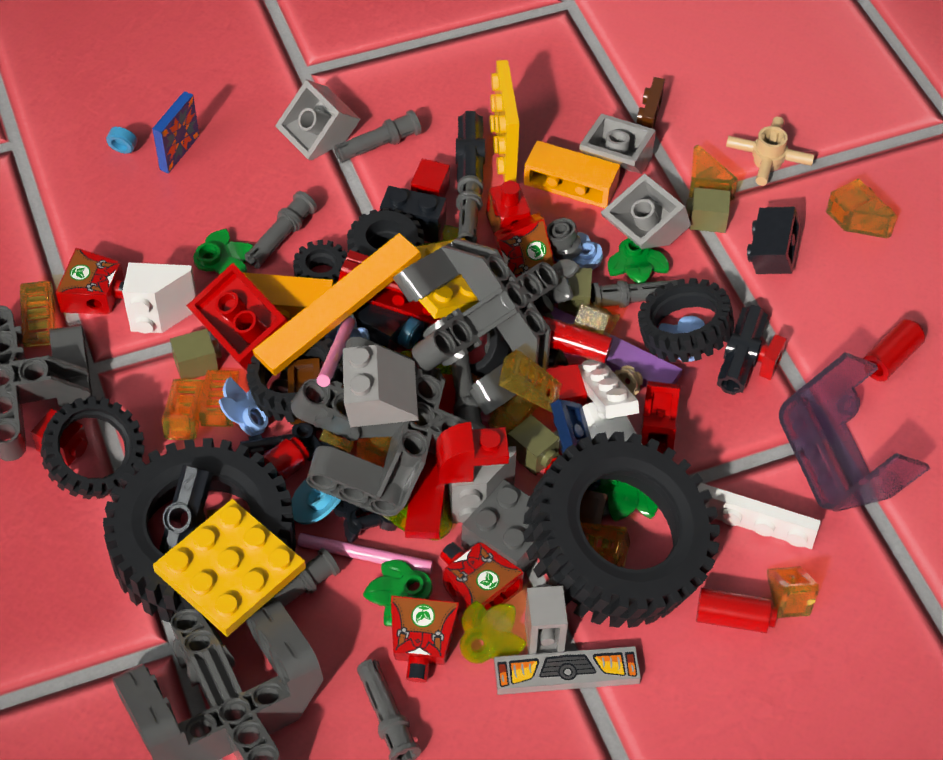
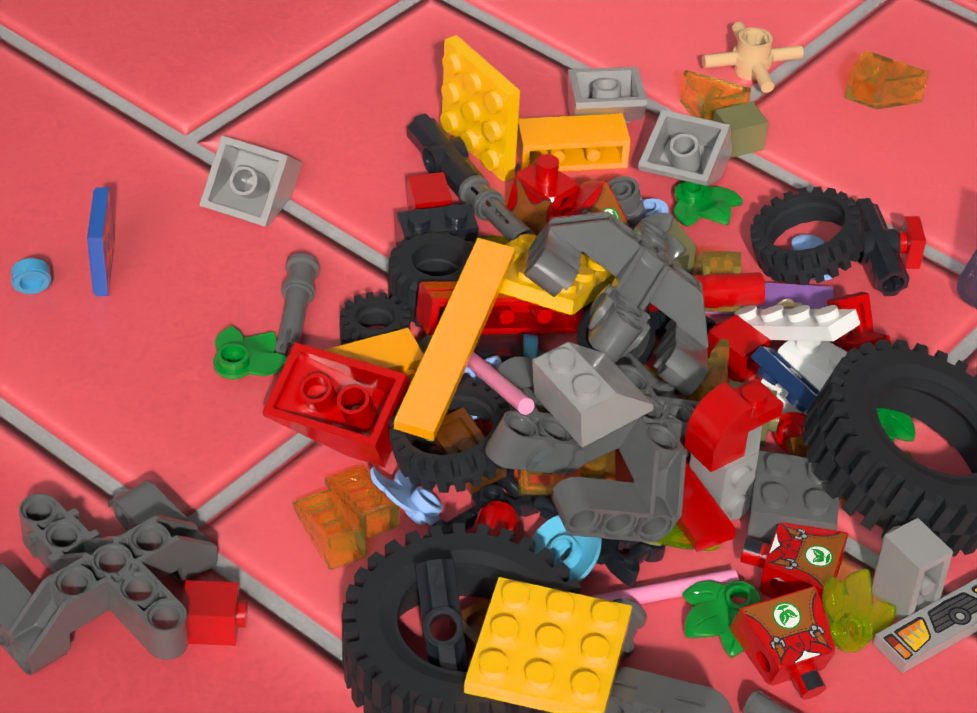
camera: 30 degrees left, 10 degrees down
(37, 295) = (62, 471): clear yellow slope -> none
(90, 284) = (120, 436): red torso -> none
(90, 409) = (246, 633): black tyre -> none
(157, 295) = (217, 415): white slope -> none
(195, 354) = (301, 465): olive brick -> none
(389, 132) = (341, 167): dark grey pin -> none
(512, 380) = (713, 340): clear yellow slope -> none
(623, 293) = (720, 236): dark grey pin -> none
(652, 100) = (600, 47): reddish brown plate -> none
(774, 240) = (829, 133): black brick -> none

